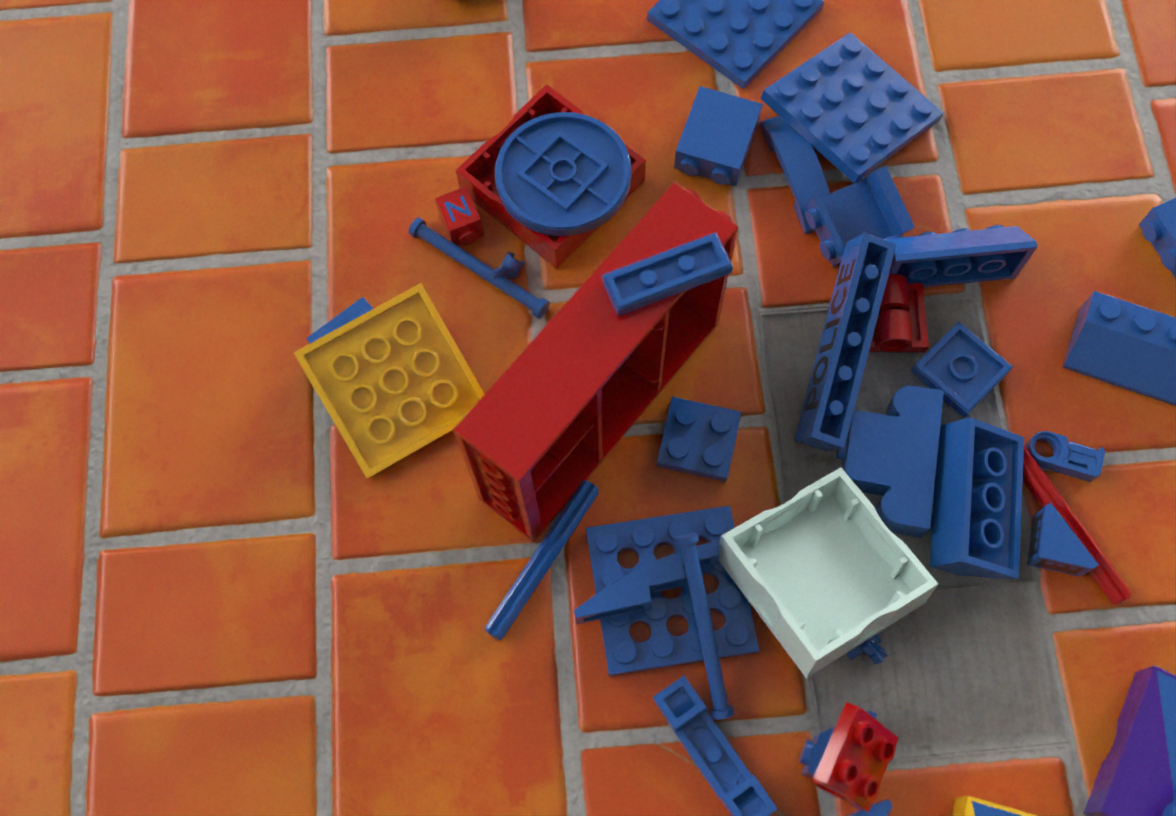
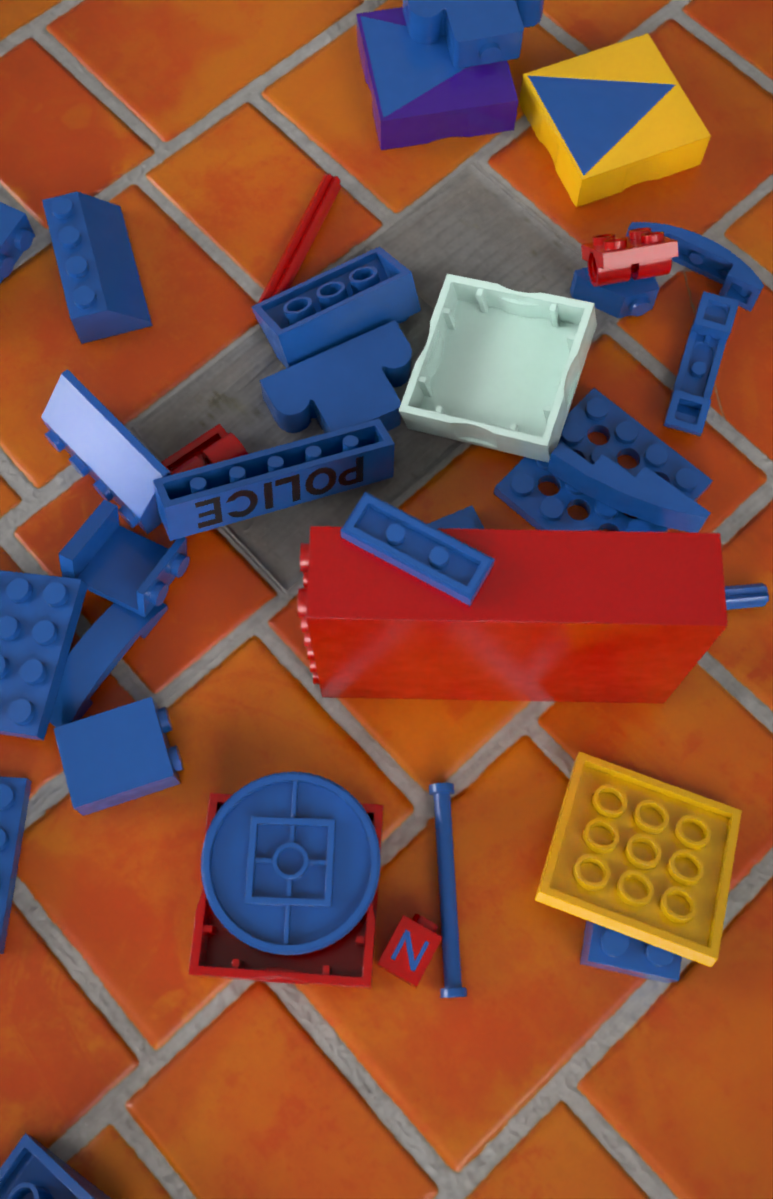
camera: 130 degrees left, 0 degrees up
(510, 267) = (425, 855): blue hand -> none
(721, 707) = (578, 464): blue bar -> none
(961, 368) = (218, 391): blue plate -> none
(1056, 546) = (328, 241): blue slope -> none
(1068, 457) = (238, 275): blue piece -> none

